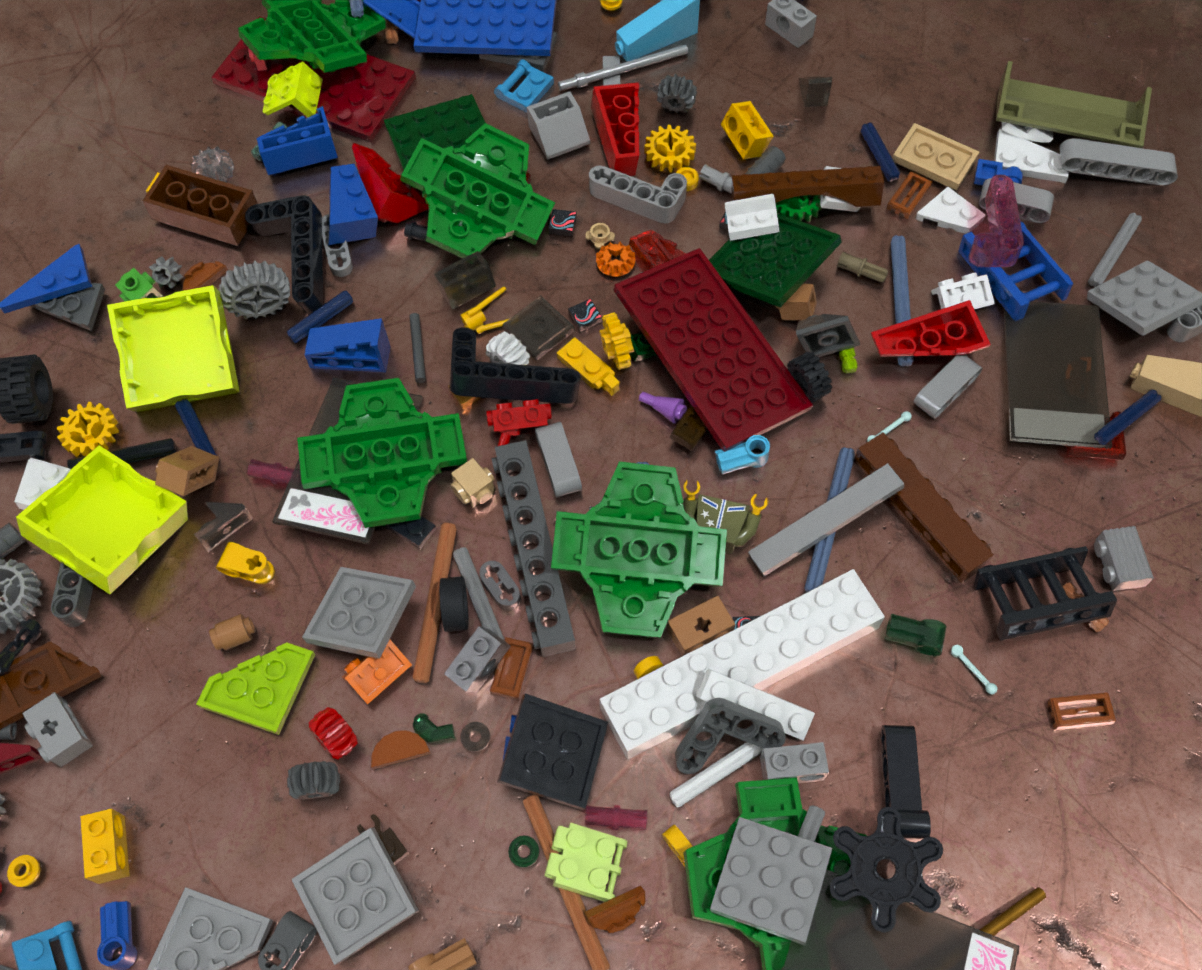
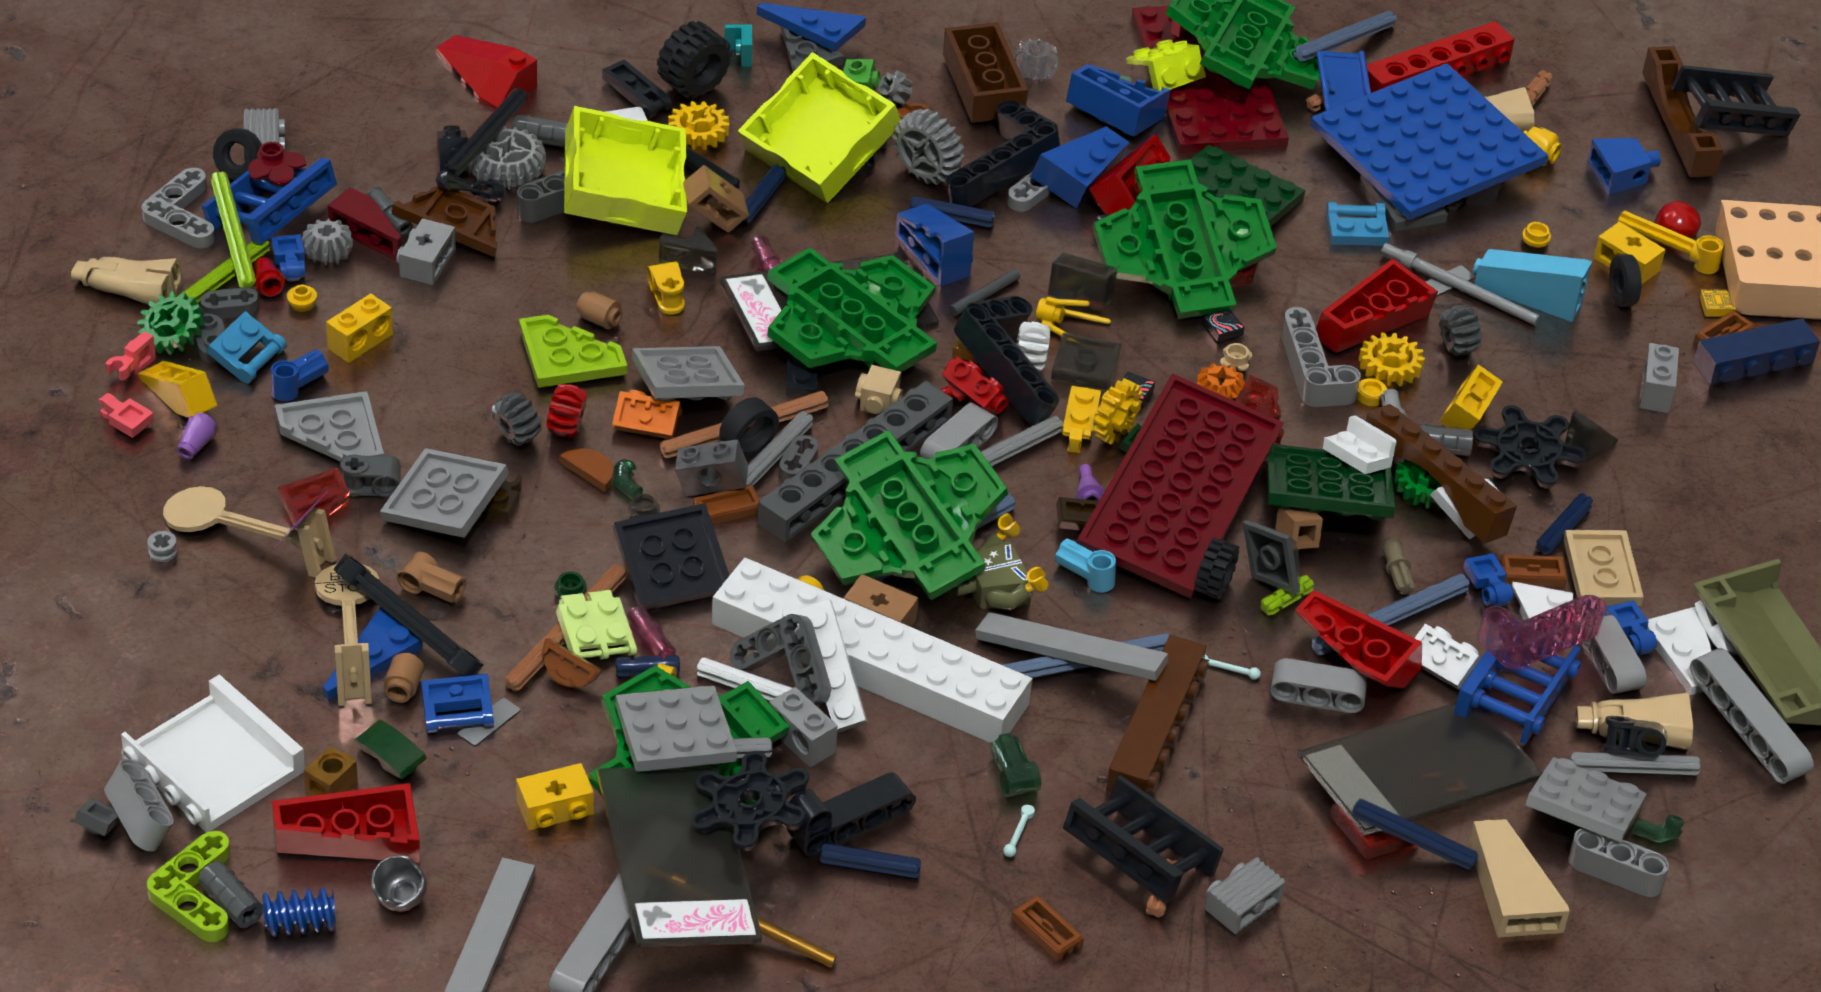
camera: 50 degrees right, 20 degrees down
(21, 339) = (740, 40): none -> teal bracket
(558, 125) = (1328, 263): light grey slope -> none
(587, 428) = (1023, 440): none -> light grey axle
(648, 842) = (625, 666): none -> dark blue axle
(811, 116) = (1521, 433): none -> black plate
(901, 221) = (1488, 573): none -> blue plate
(955, 795) = (870, 860): none -> dark blue axle
(1087, 217) = (1668, 710): none -> tan piece
(1109, 235) = (1631, 737): none -> black piece
(1183, 269) = (1659, 833): none -> clear green arm

